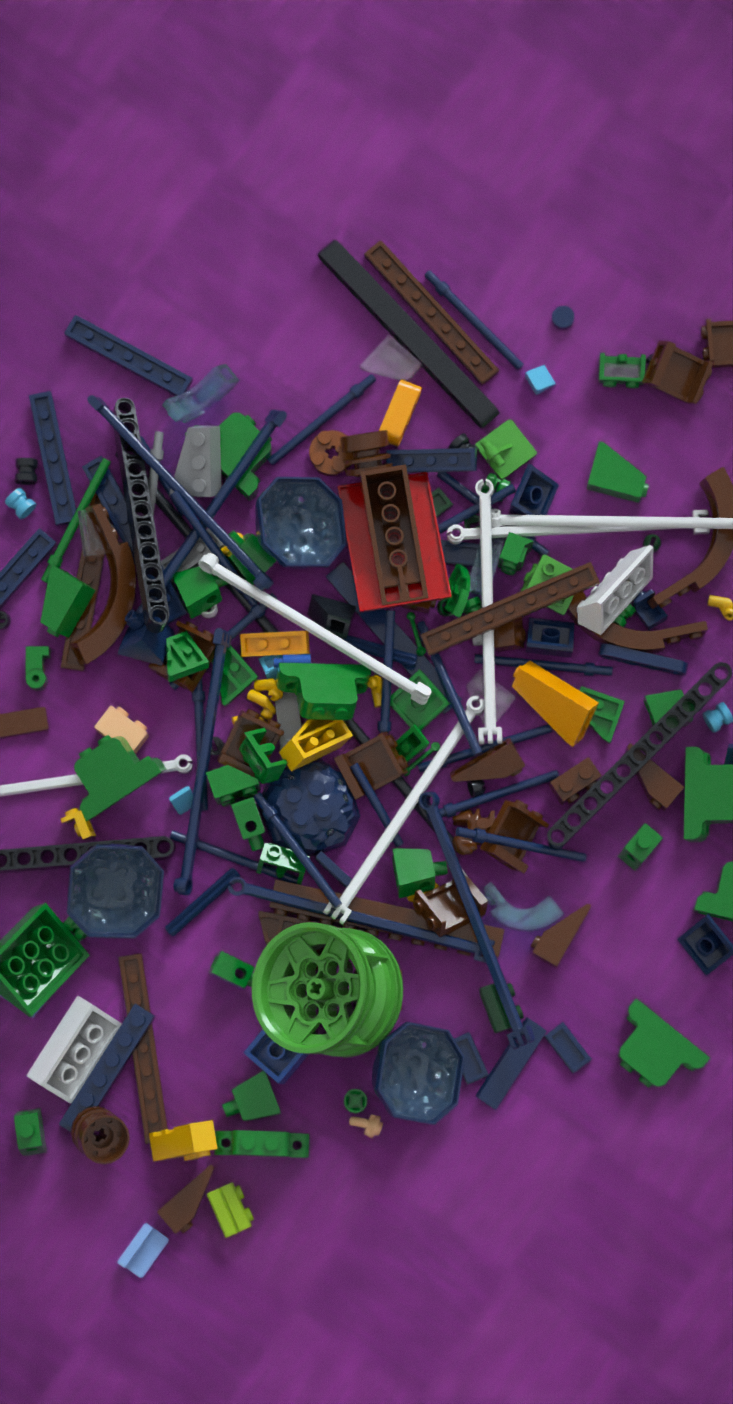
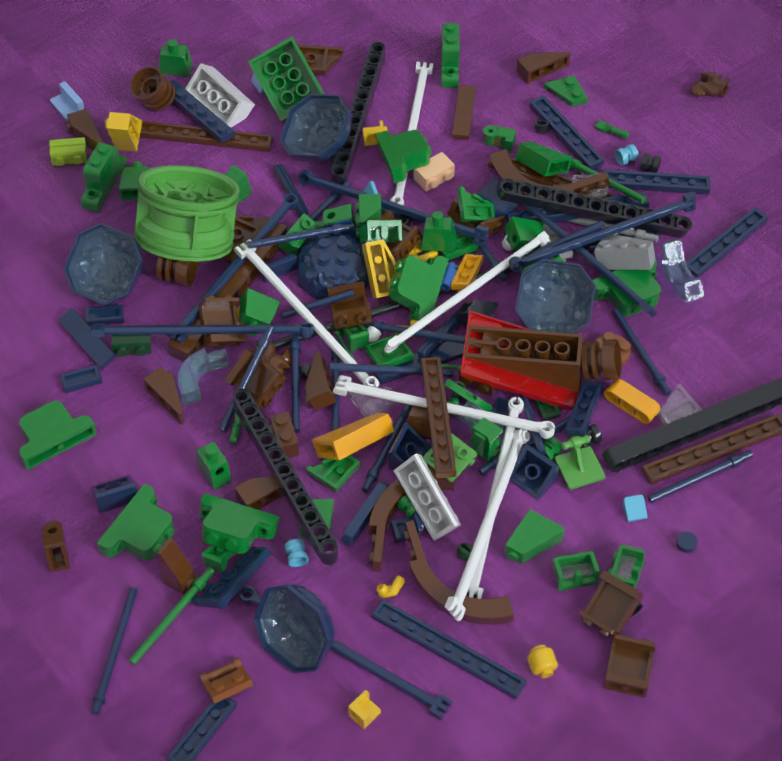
camera: 105 degrees right, 25 degrees down
(237, 689) = (439, 234): none -> green torso
(398, 728) = (374, 334): none -> white hinge
(581, 841) = (235, 430): none -> green piece
(639, 421) = (575, 570): none -> green window

